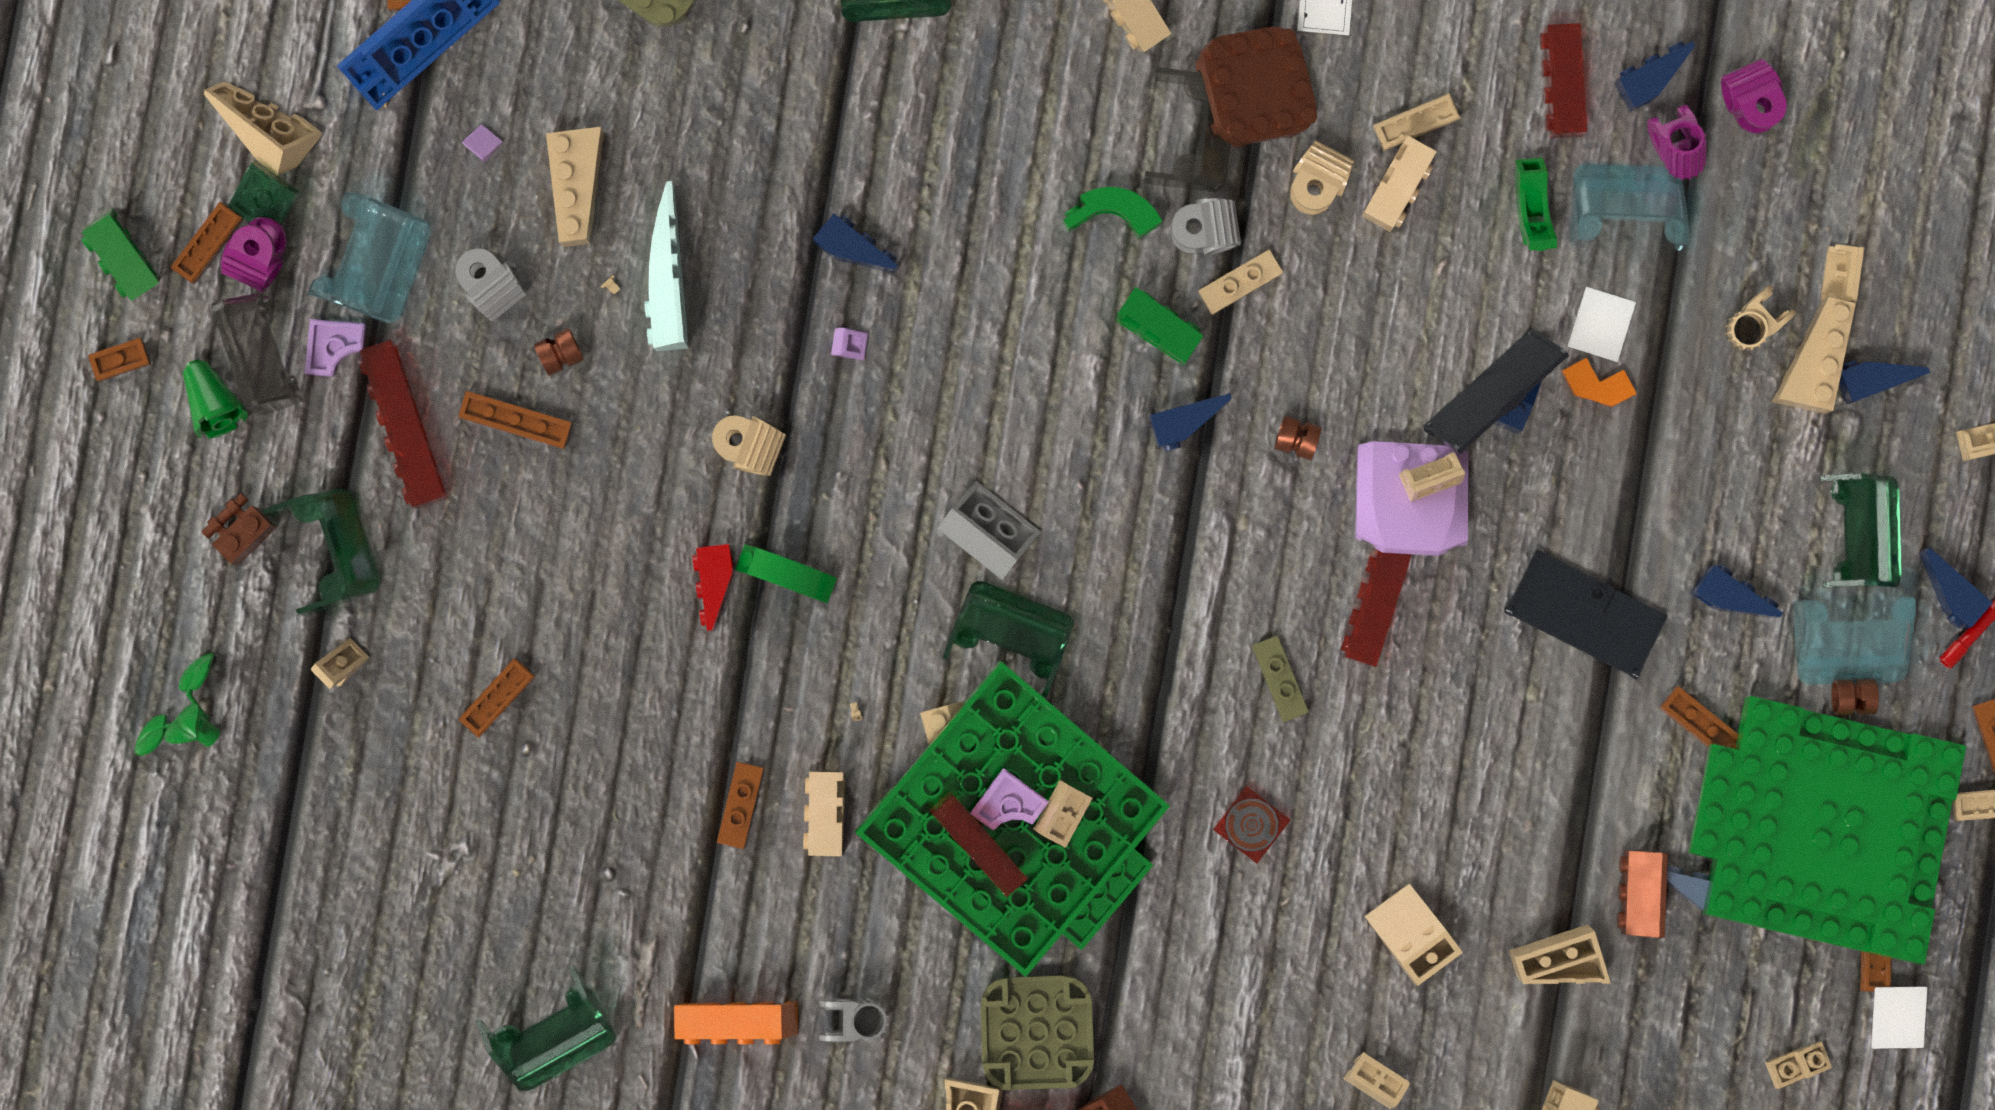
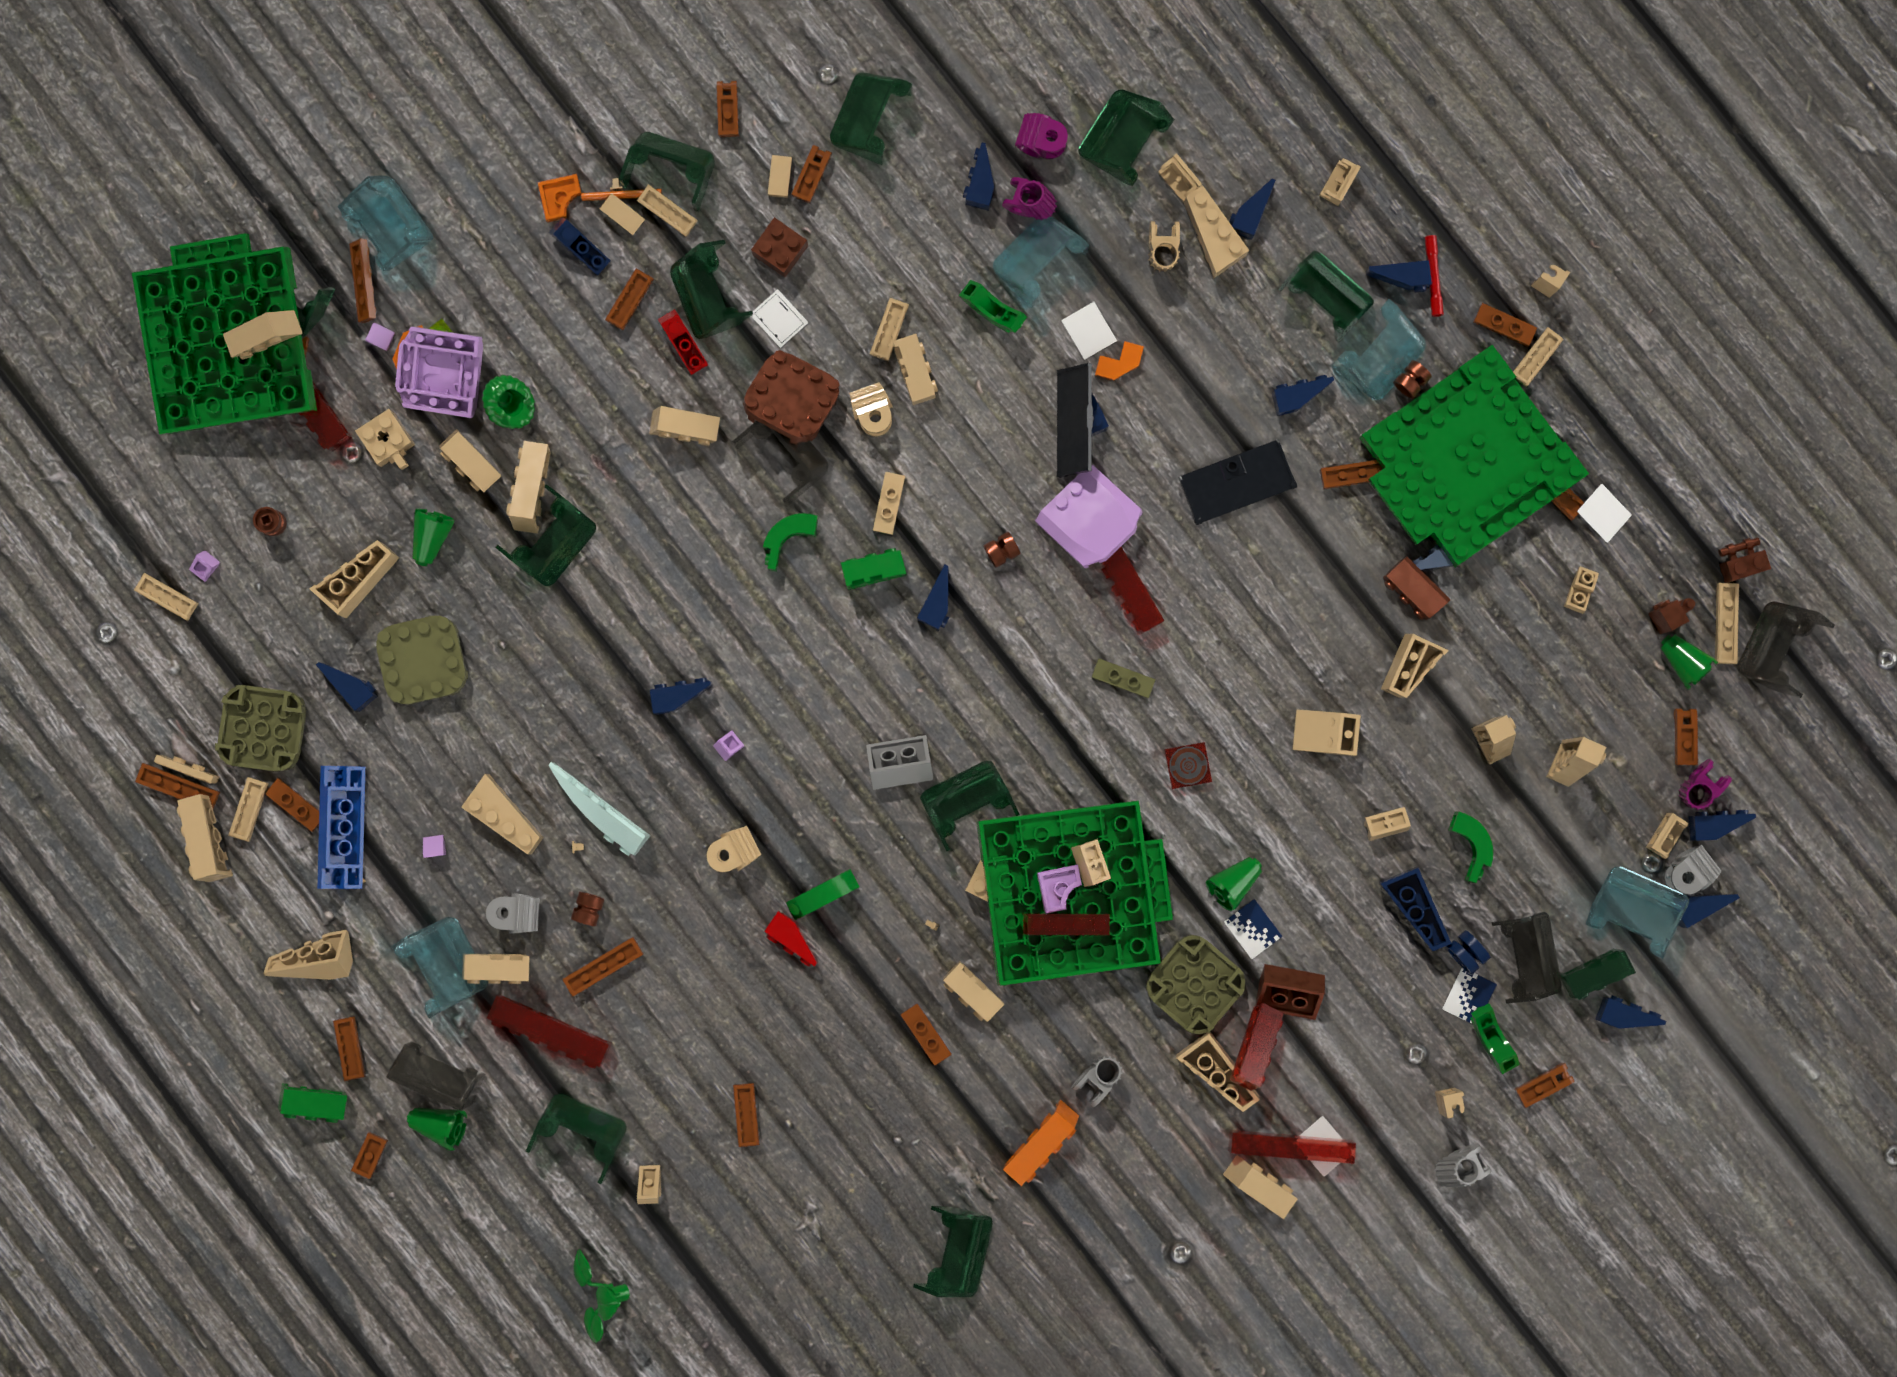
camera: 50 degrees left, 0 degrees up
(243, 535) = (529, 1174): copper brick -> none
(255, 253) = (380, 1027): magenta piece -> none
(263, 195) = (354, 995): clear green plate -> none
(331, 343) = (467, 1030): lavender tile -> none
(417, 314) = (495, 968): none -> tan wedge
(1146, 1041) = (1253, 929): none -> sticker
(1175, 978) = (1234, 882): none -> green cone
(1217, 227) = (845, 487): light grey piece -> none
(1432, 477) = (1090, 496): tan hinge -> none
(1564, 80) = (939, 229): clear red brick -> none
(1834, 175) = (1122, 133): none -> clear green windscreen

